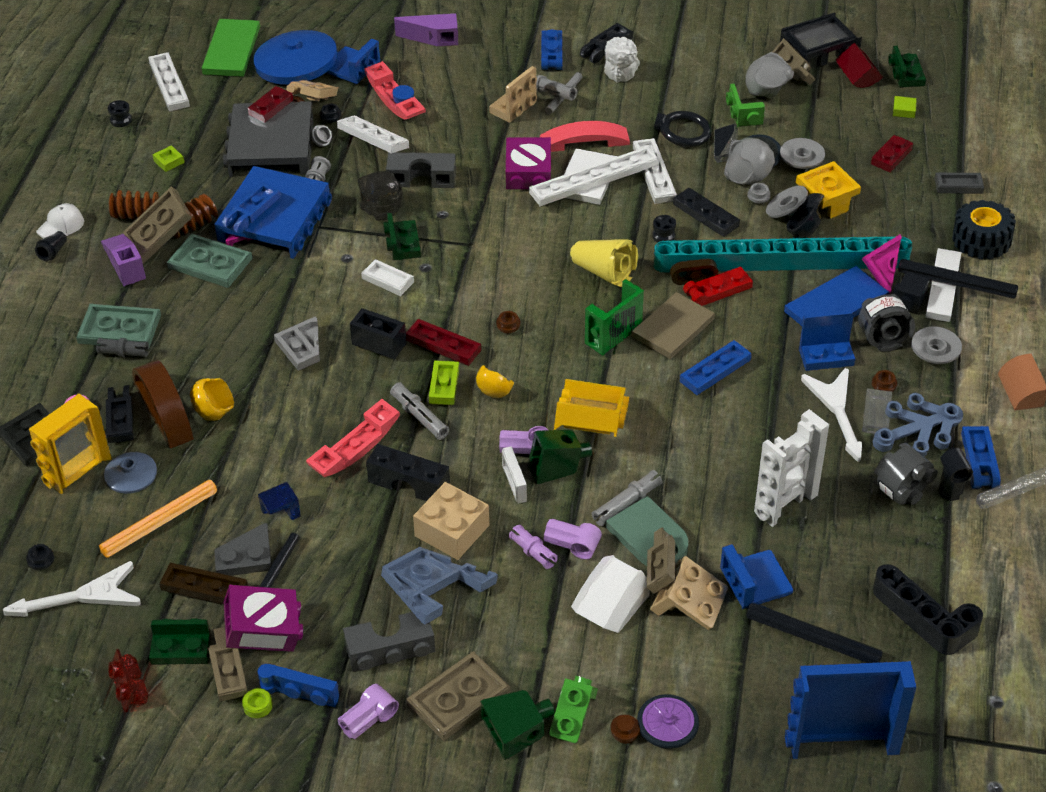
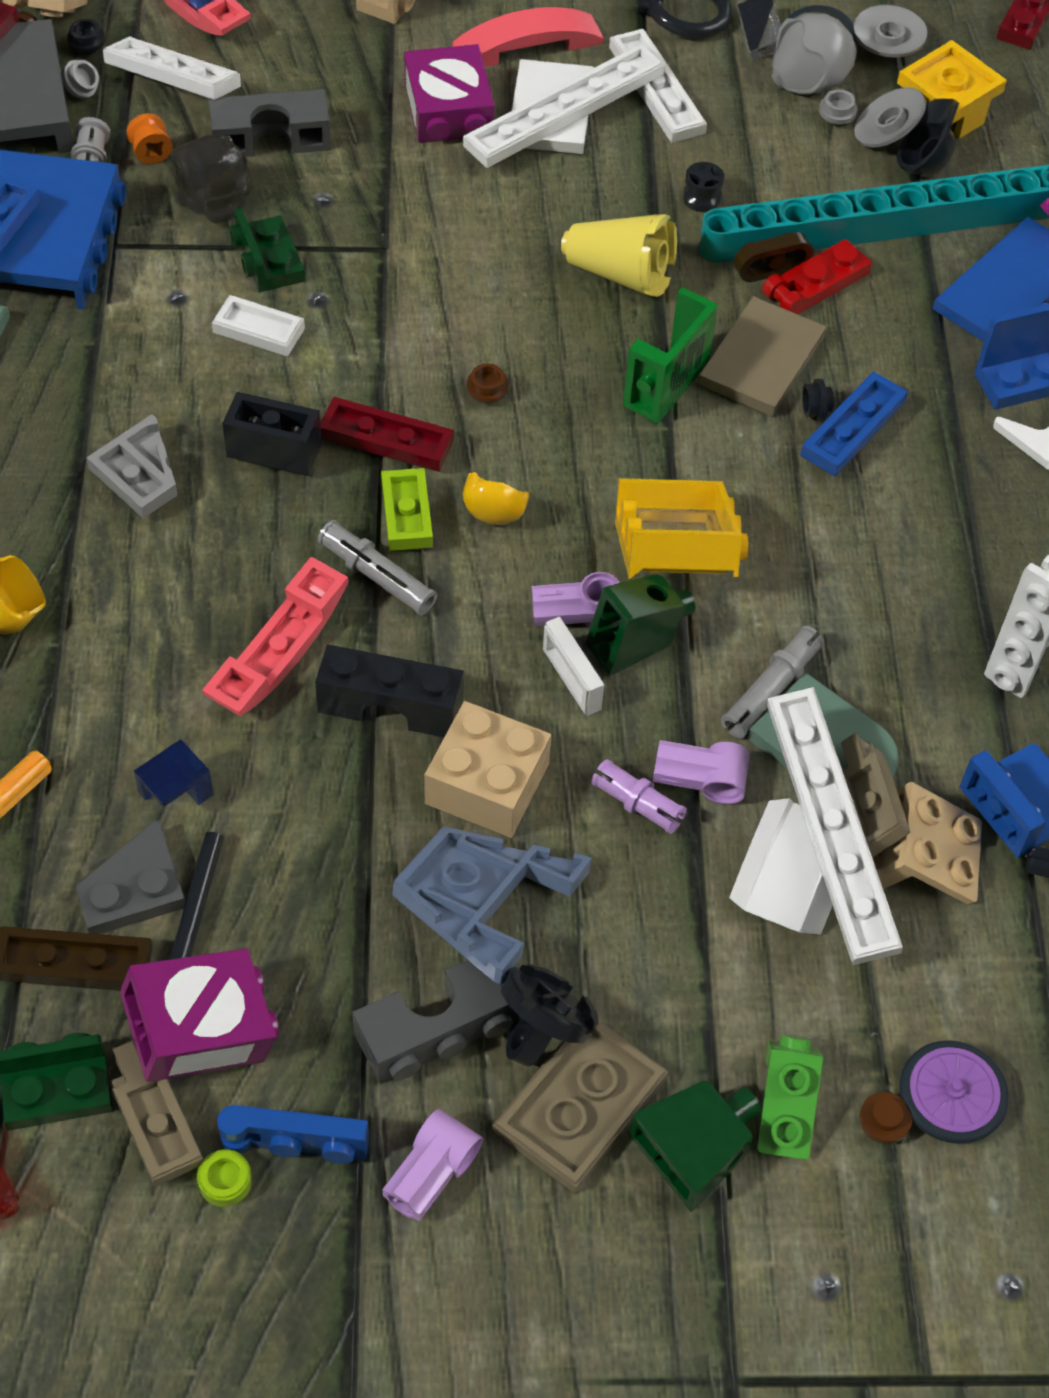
camera: 15 degrees left, 10 degrees up
(350, 171) = (149, 139): none -> orange wheel
(448, 640) = (544, 1012): none -> black tile
(633, 572) = (834, 827): none -> white tile
(697, 351) = (817, 399): none -> black plate
(706, 212) = (761, 148): black plate -> none

